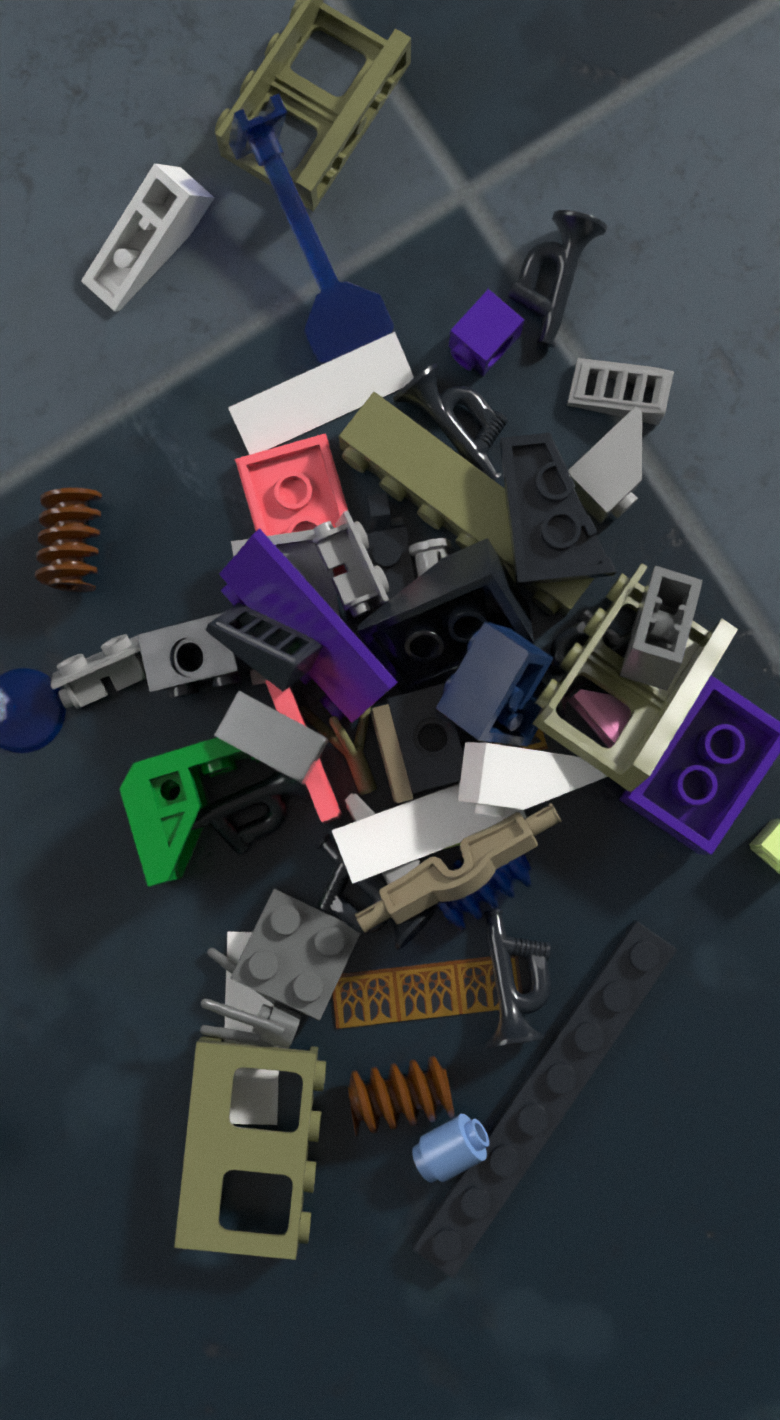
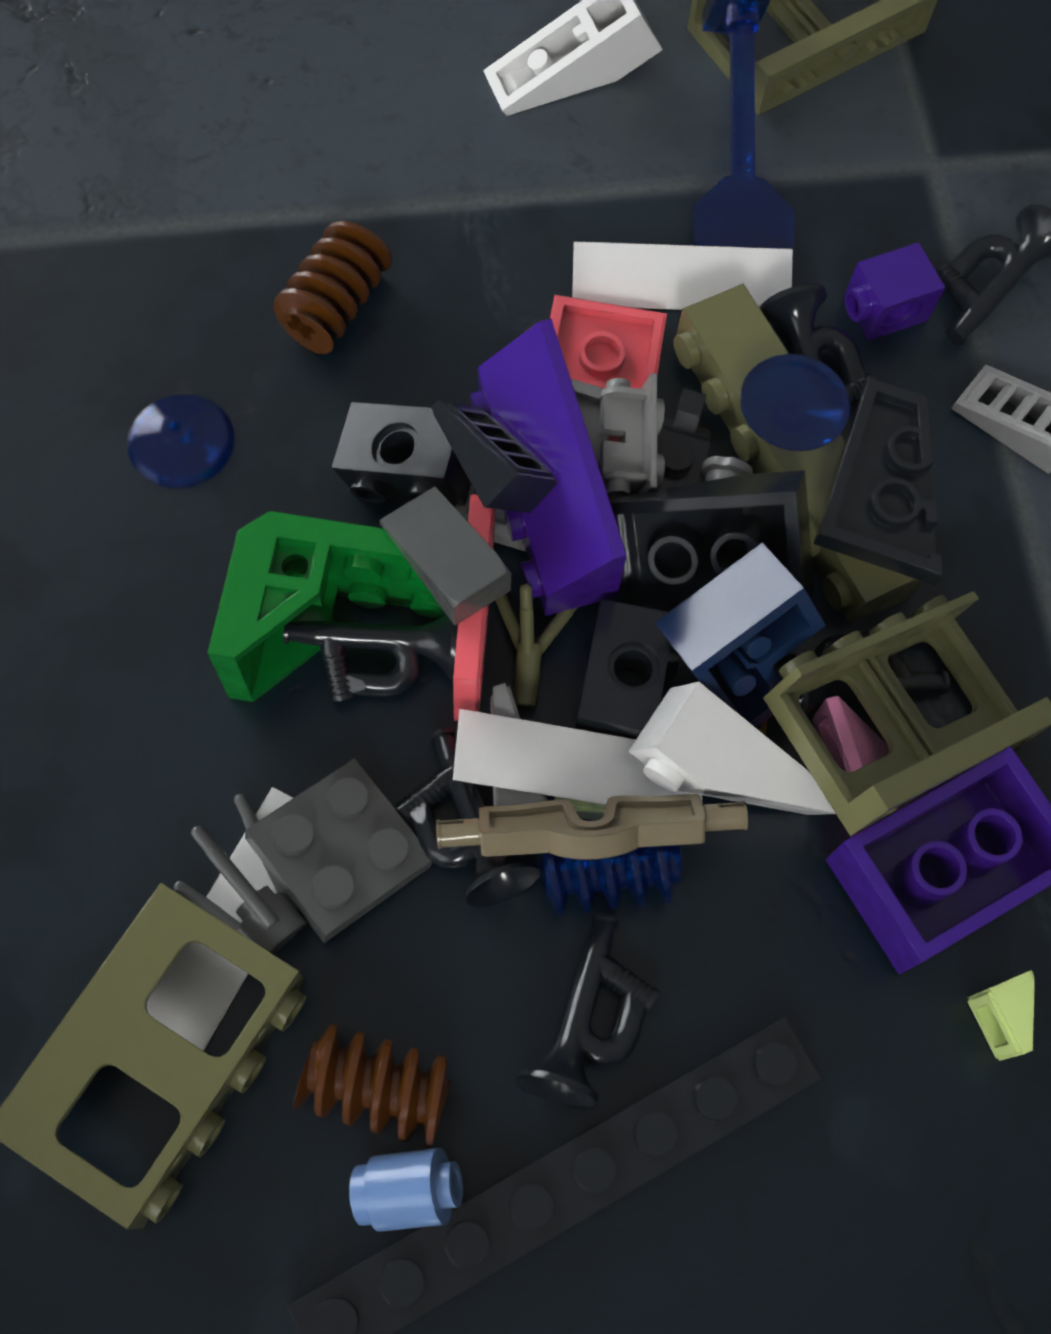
camera: 20 degrees right, 15 degrees down
(84, 676) = (266, 431): light grey hinge -> none
(391, 754) = (574, 665): dark tan tile -> none
(418, 992) = (464, 974): sticker -> none
(456, 482) = (795, 402): none -> clear blue piece
(611, 469) = (979, 484): light grey slope -> none
(661, 628) = (968, 663): dark grey brick -> none

